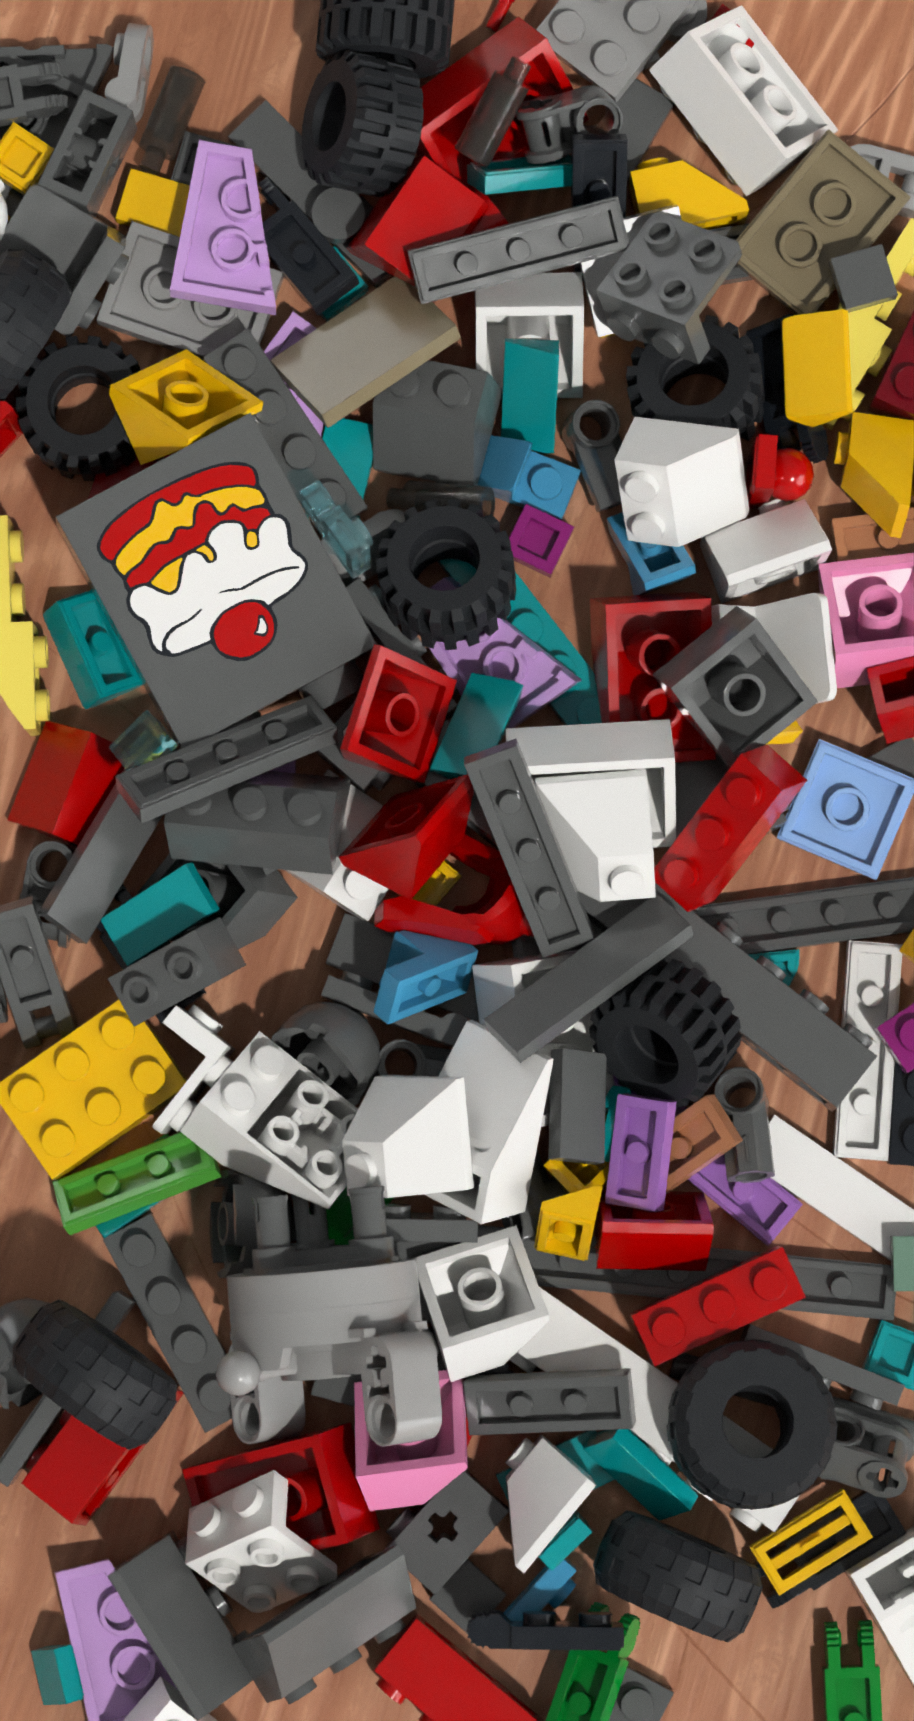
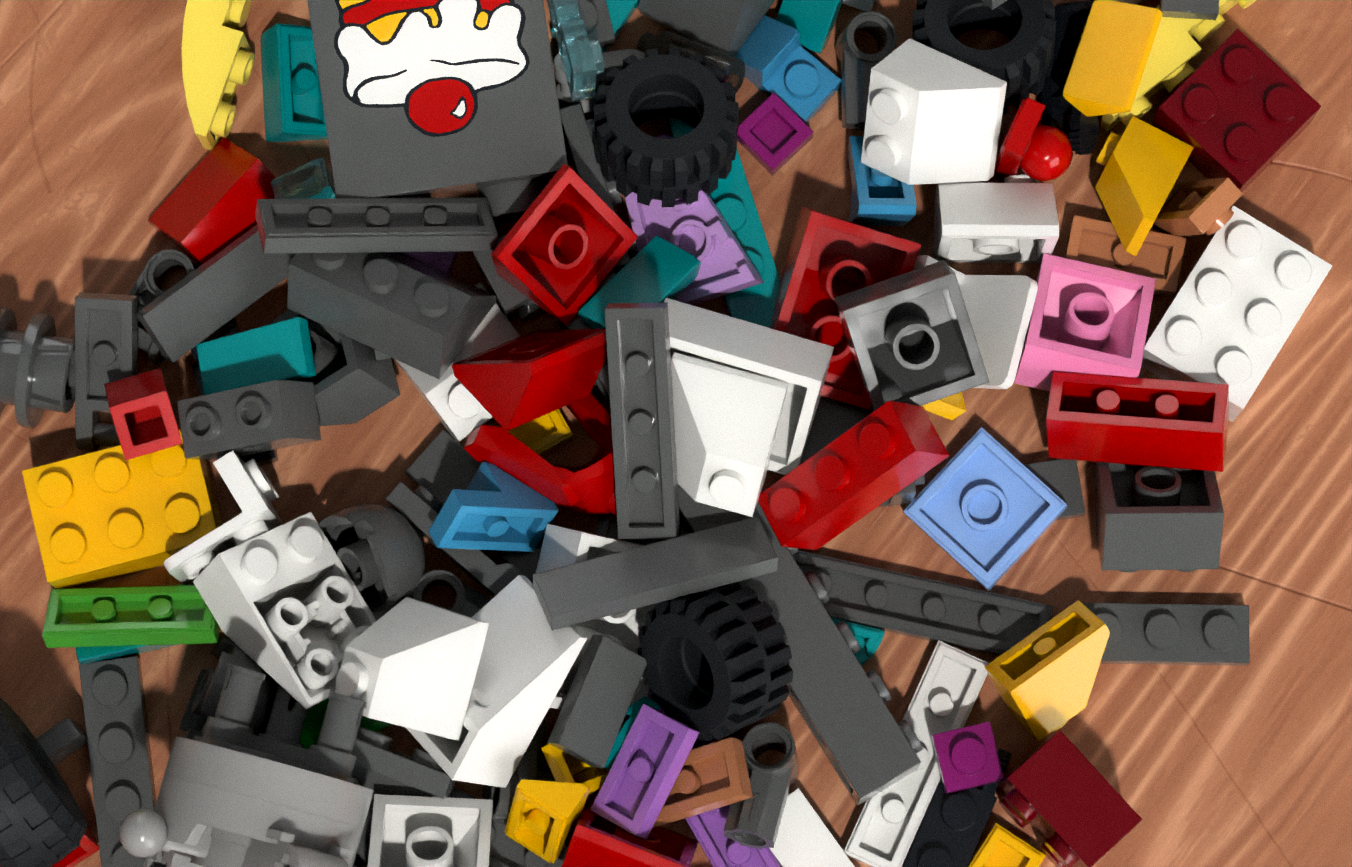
camera: 25 degrees right, 5 degrees down
(81, 1000) = (143, 414): none -> red brick

